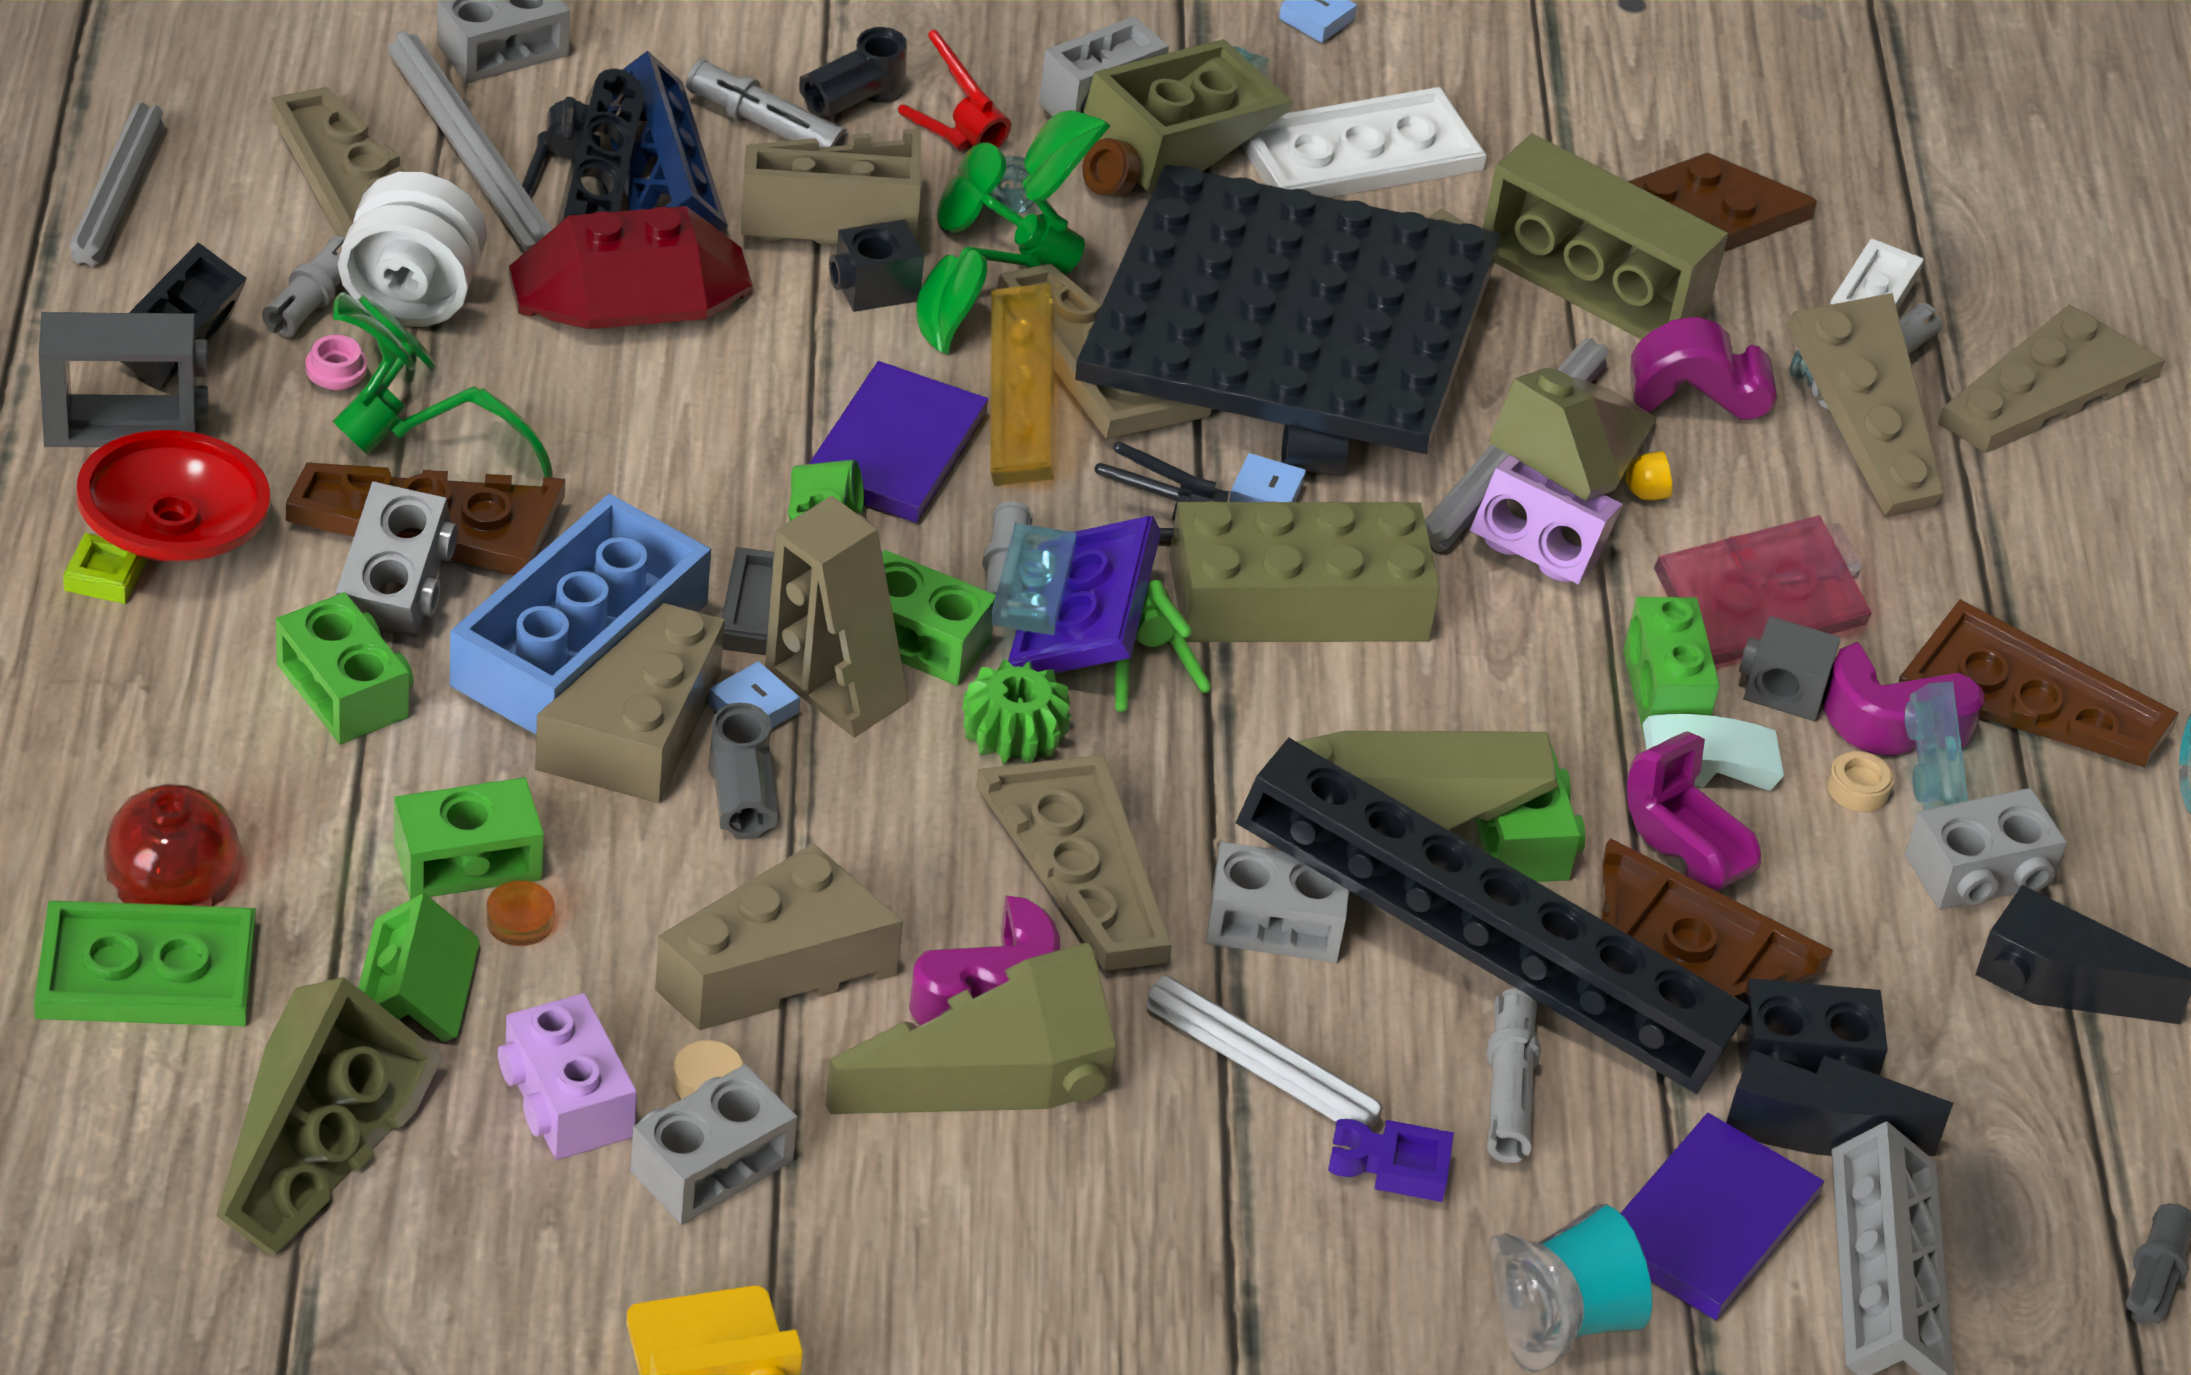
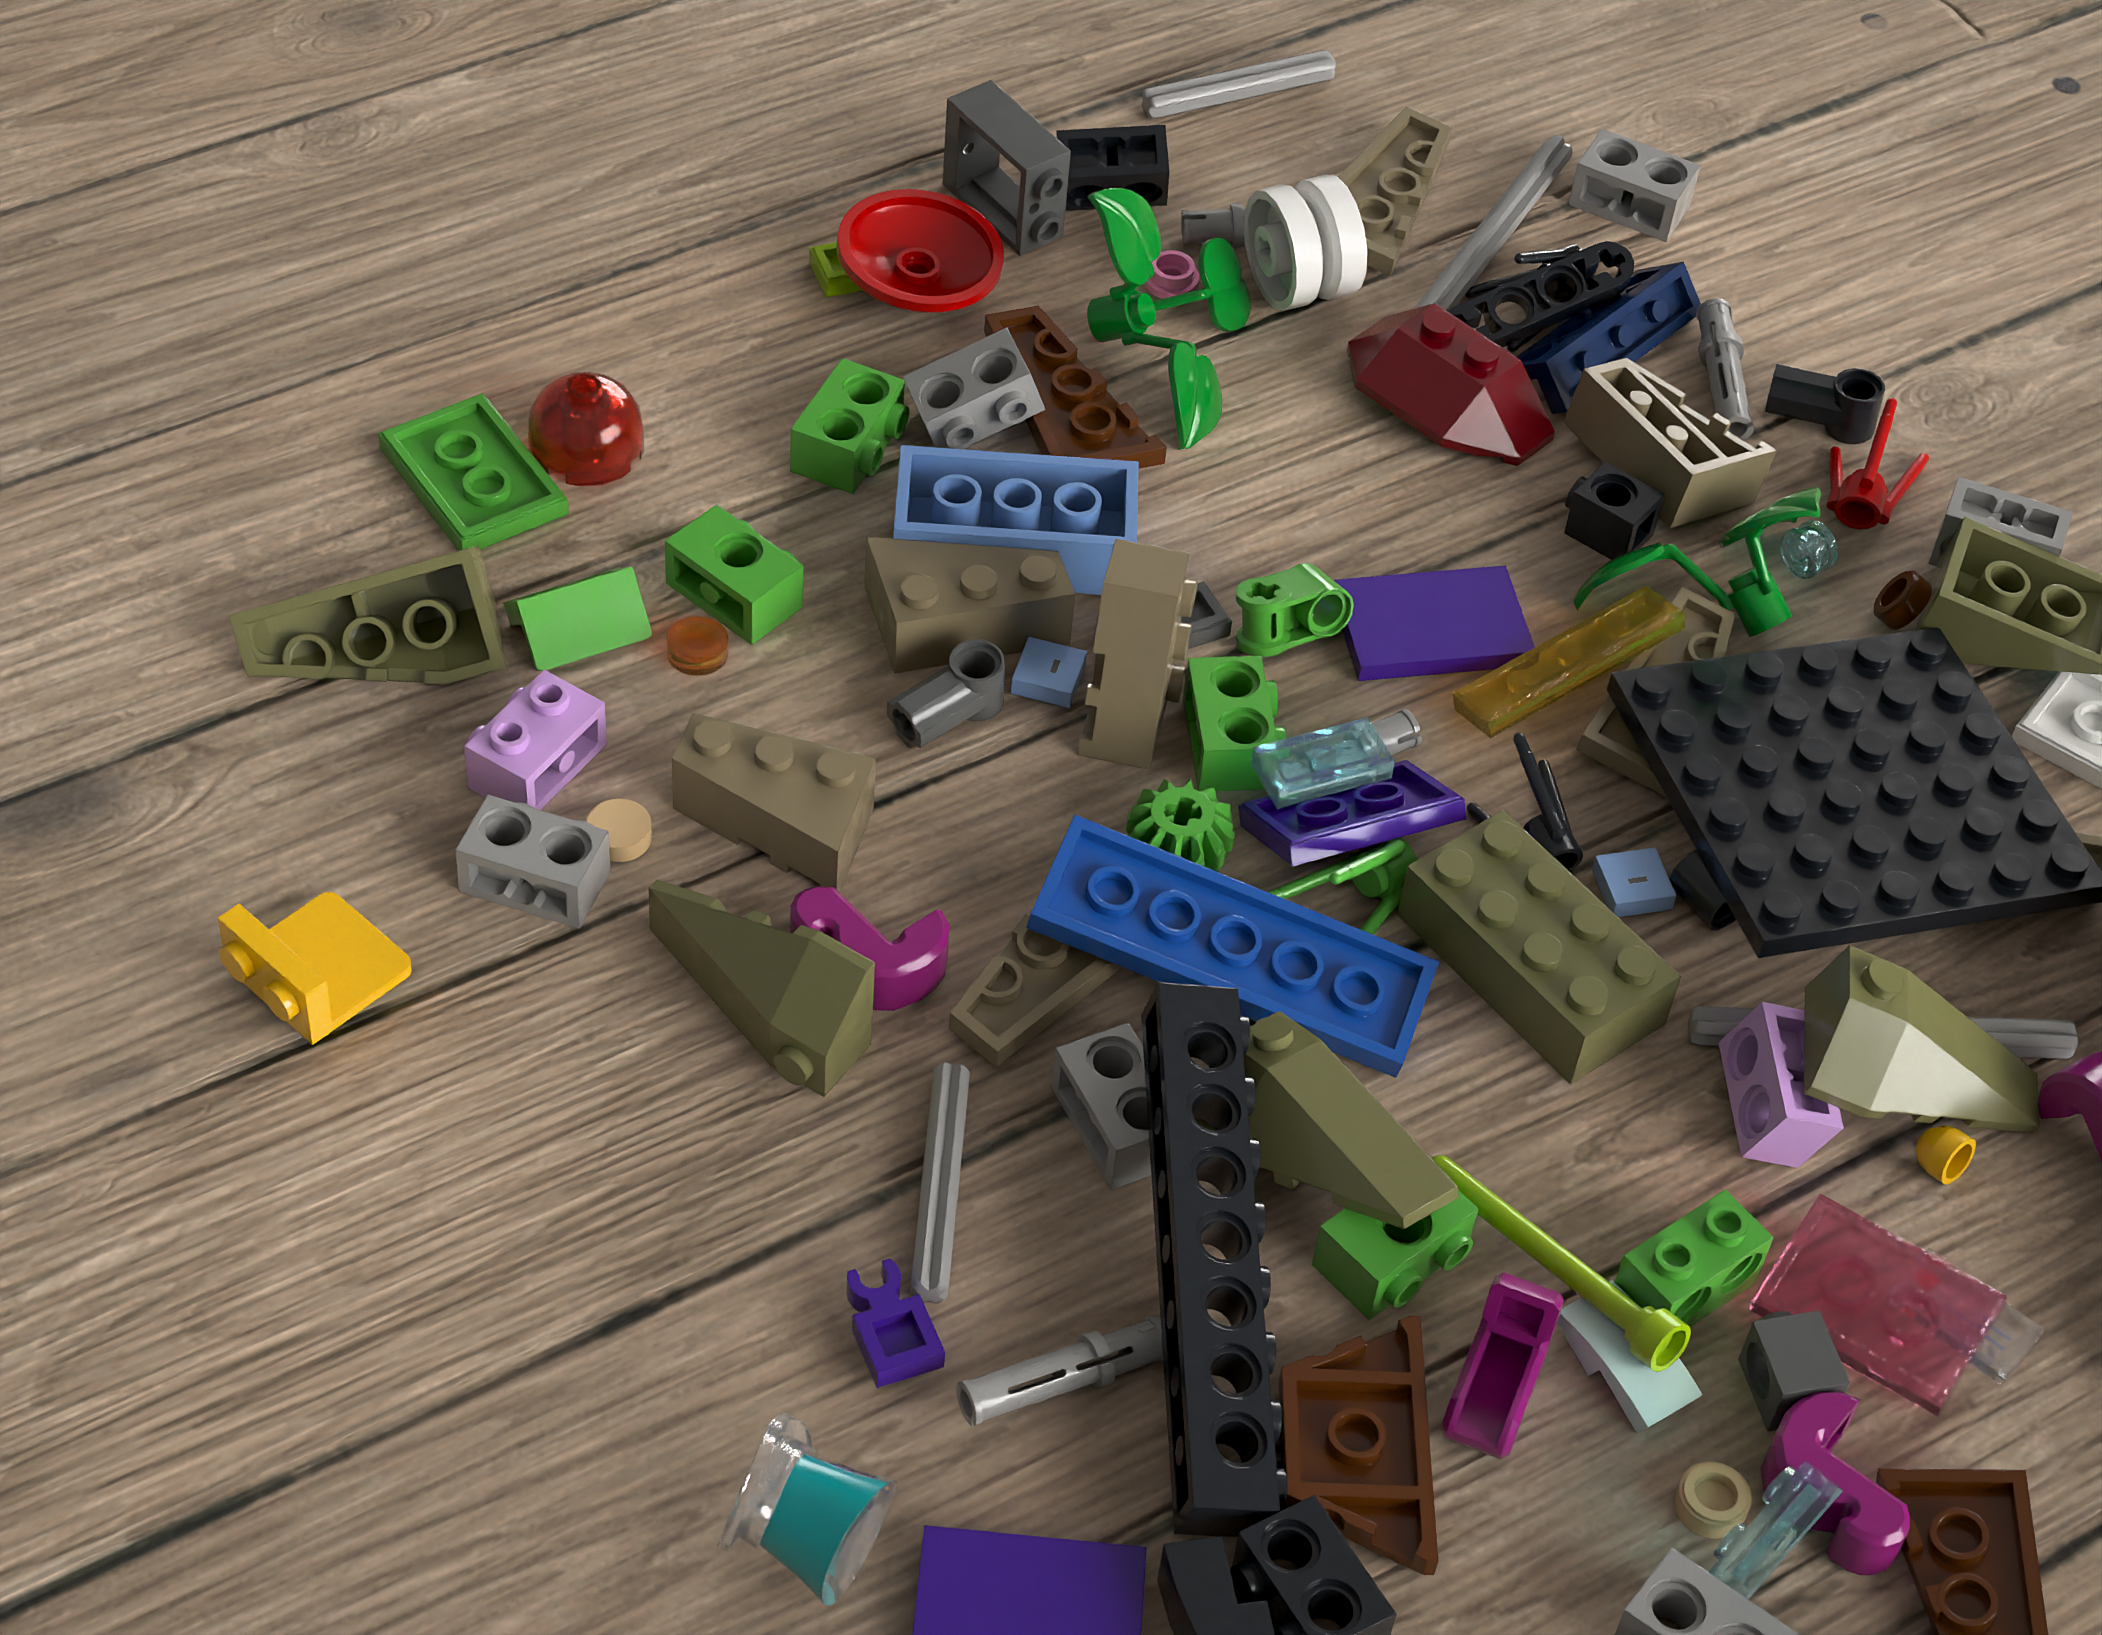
camera: 60 degrees right, 5 degrees up
(1170, 741) = (1215, 931): none -> blue plate
(1726, 715) = (1653, 1334): none -> lime piece

